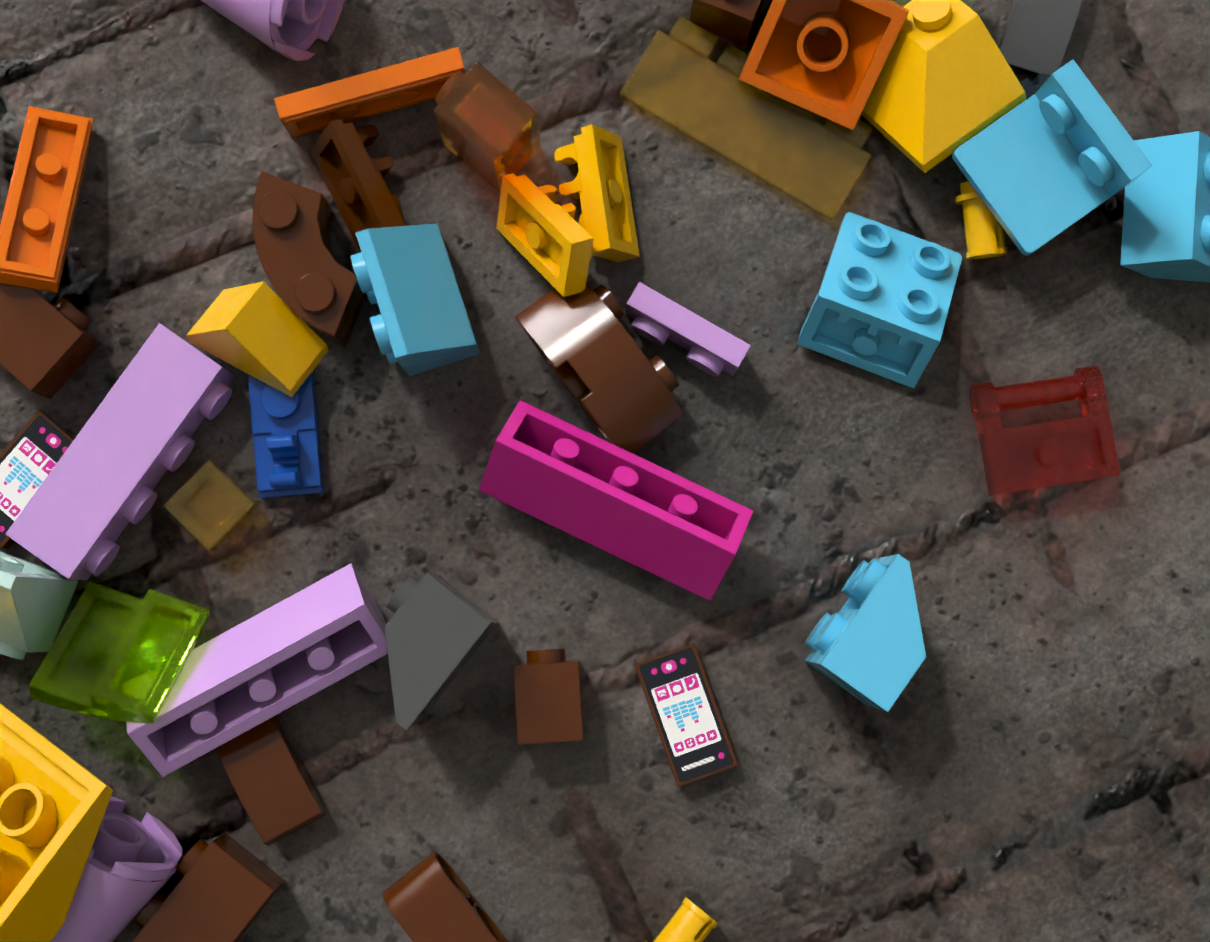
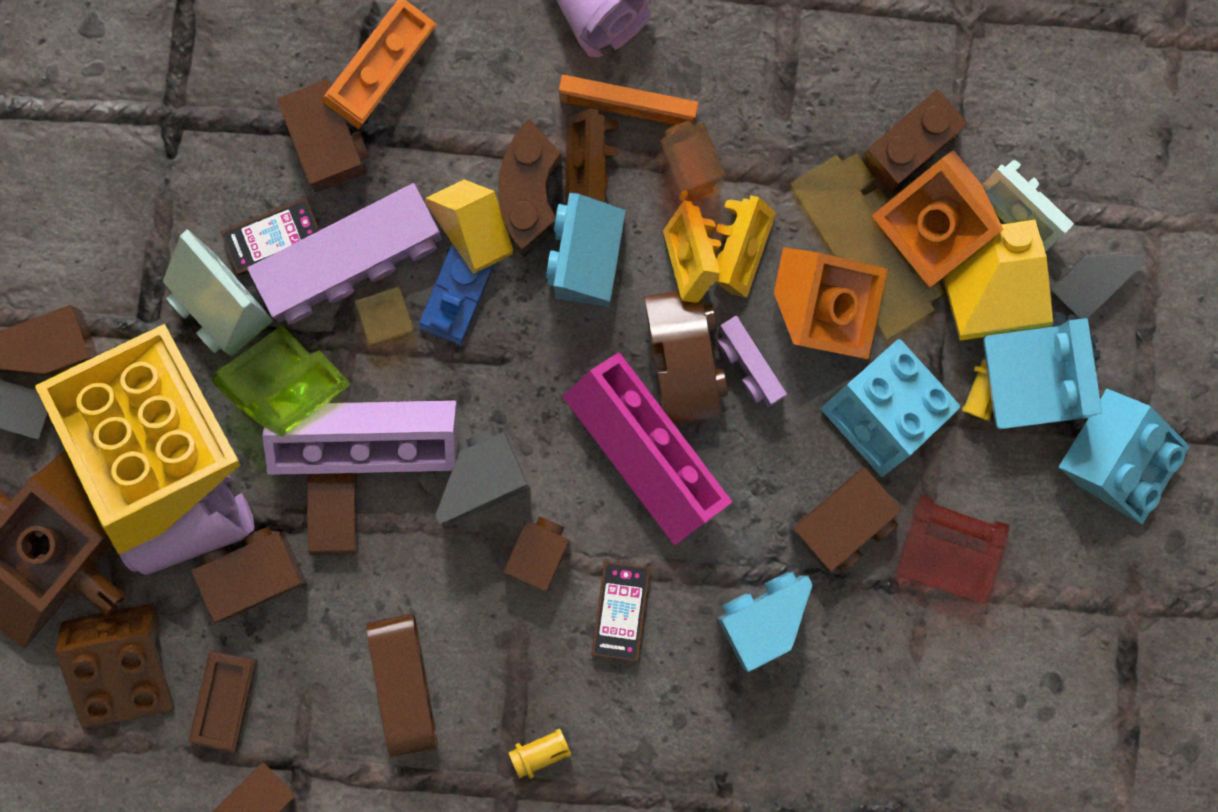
camera: 30 degrees right, 0 degrees up
(740, 206) = (829, 301): none -> orange slope
(902, 462) = (847, 521): none -> reddish brown brick

